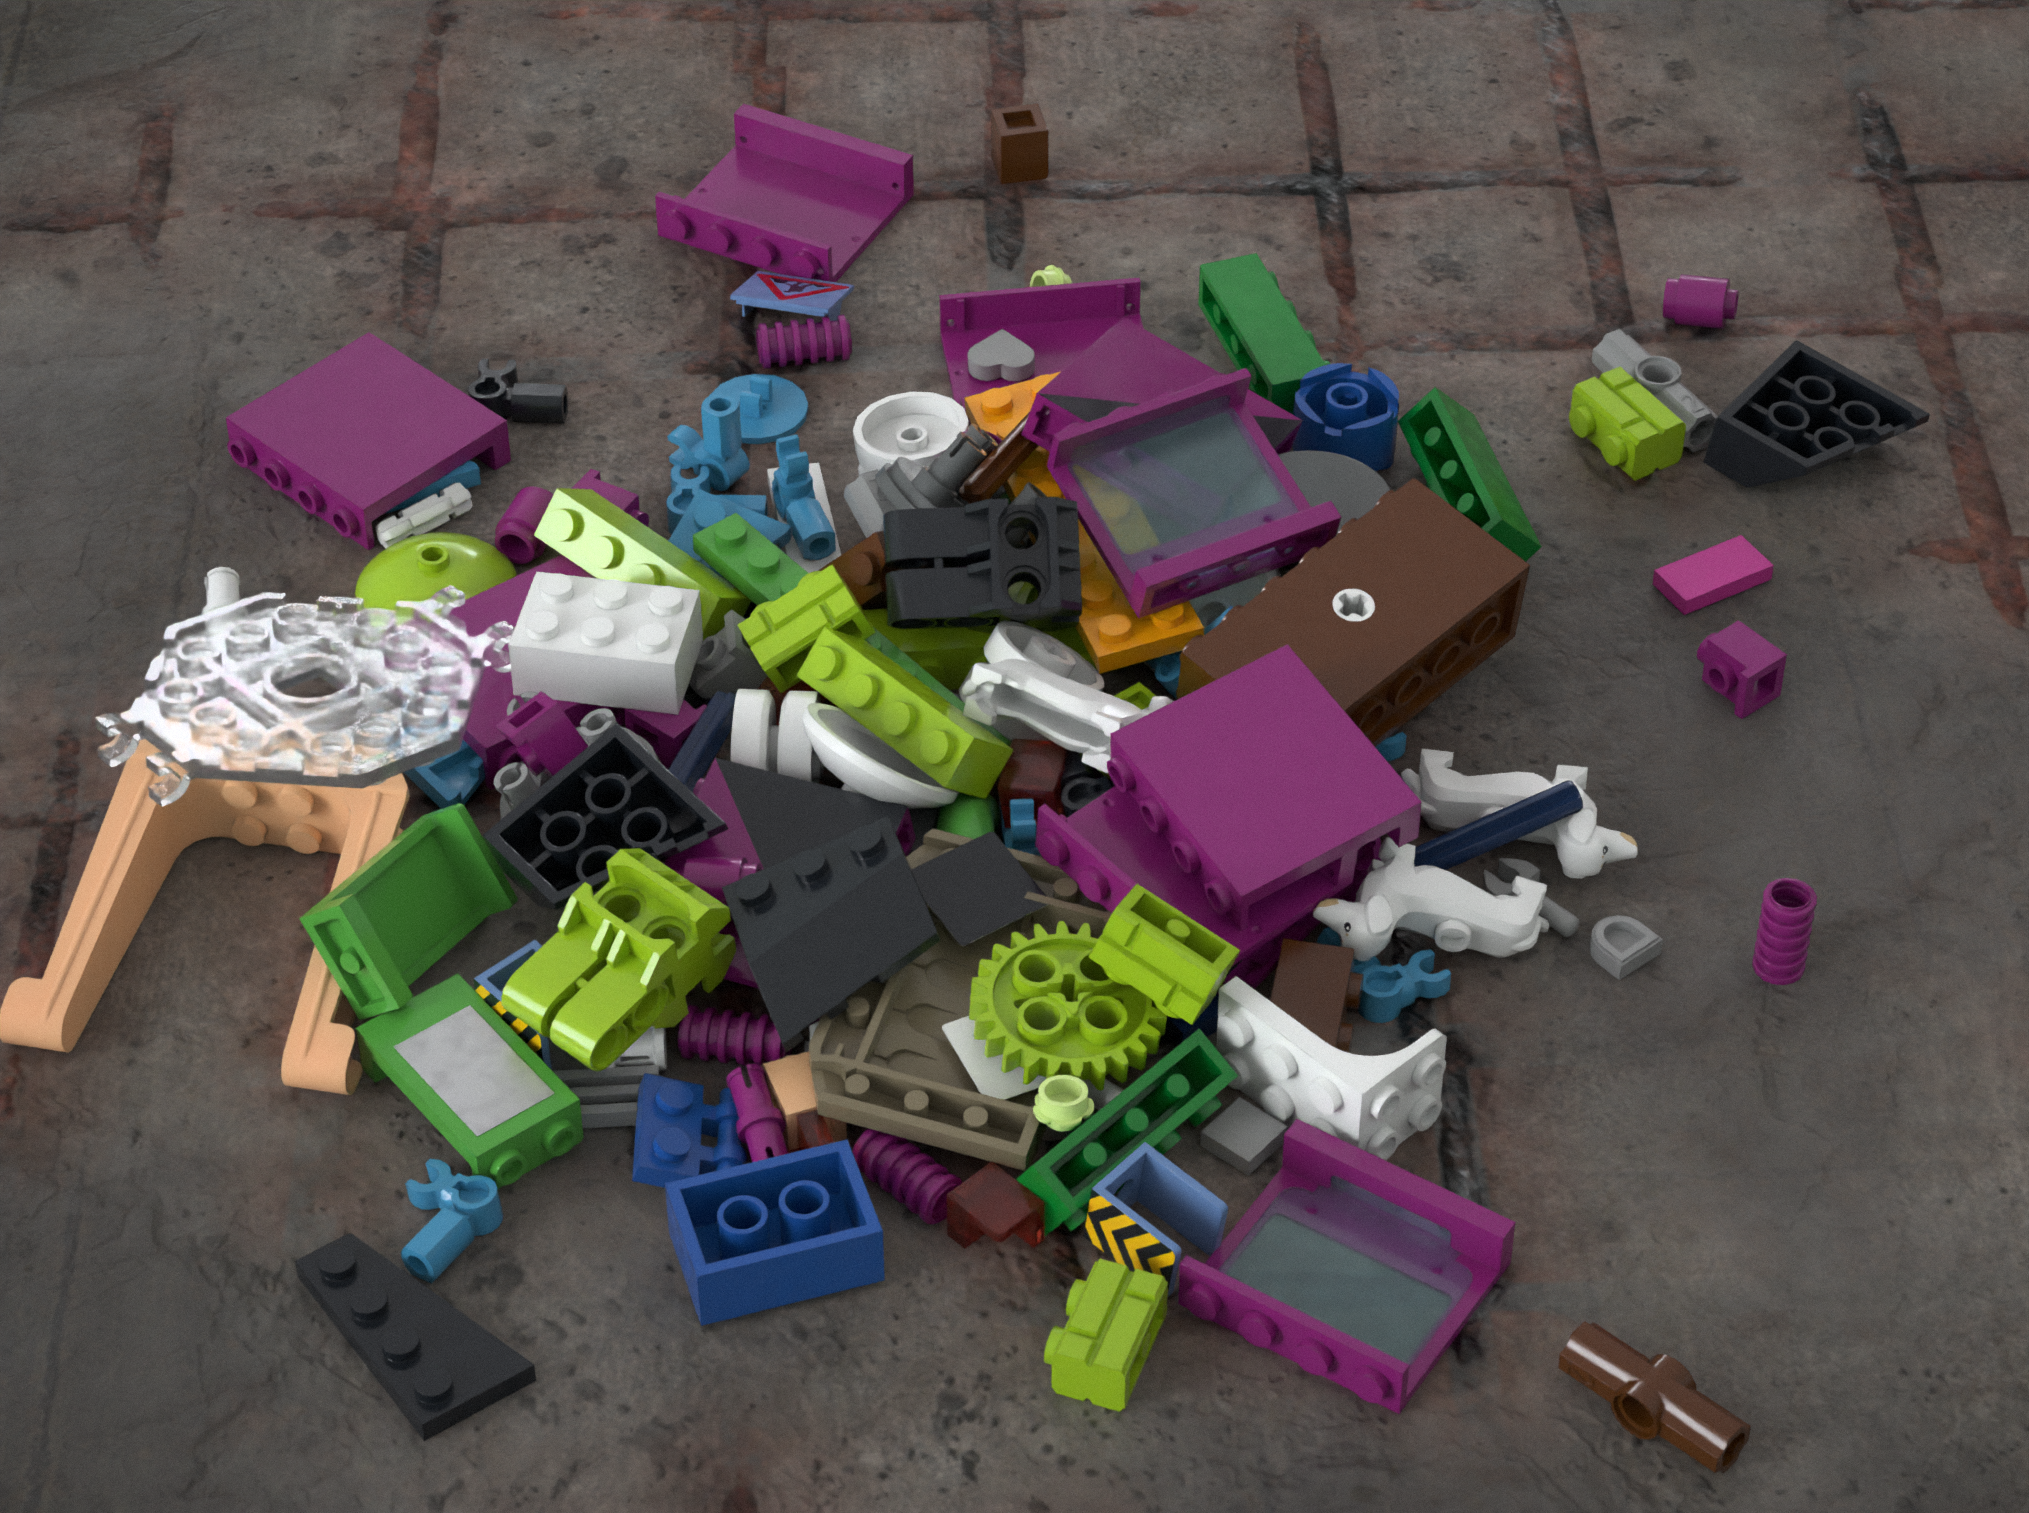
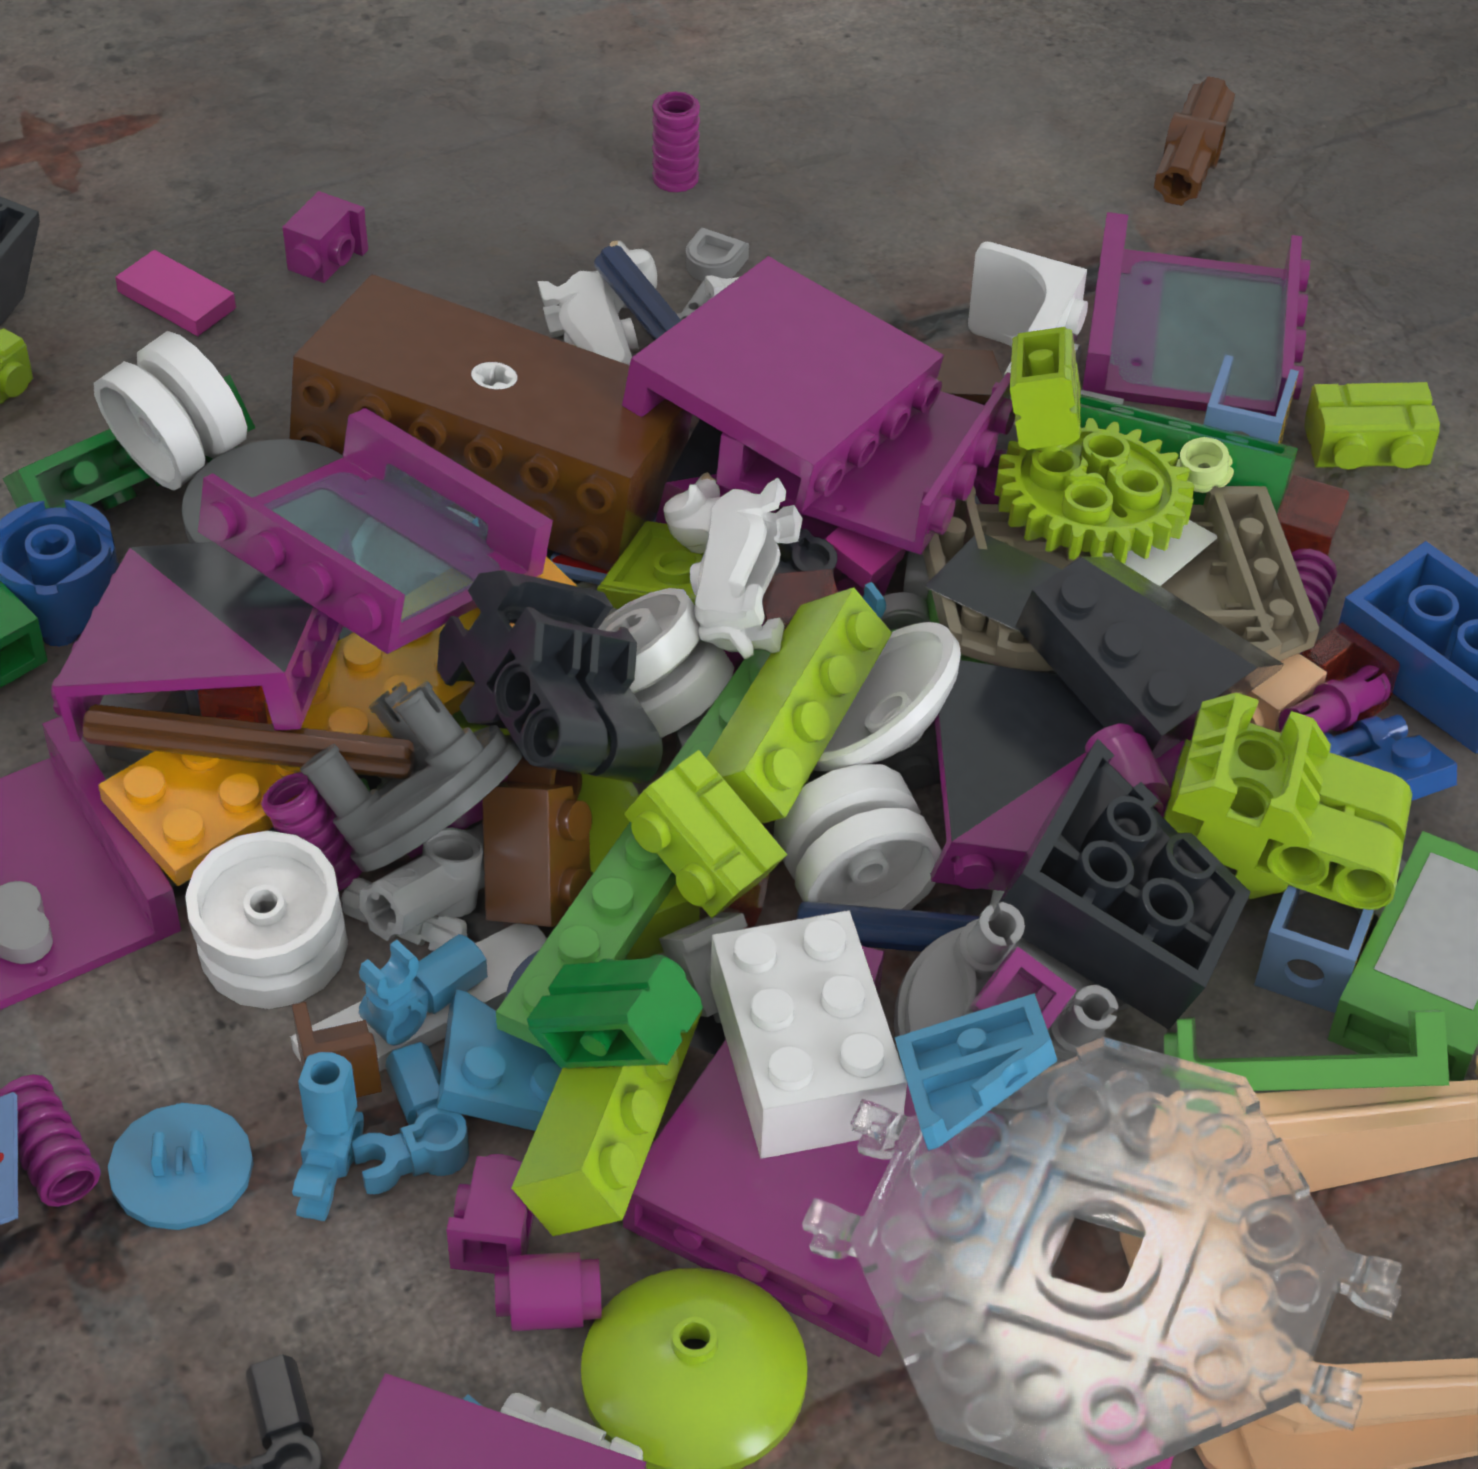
camera: 115 degrees left, 5 degrees up
(489, 666) = (973, 1064): none -> dark azure wing
(667, 530) = (615, 1013): none -> green brick
(759, 447) = (347, 1040): none -> reddish brown panel
(1435, 436) = (170, 410): none -> white wheel

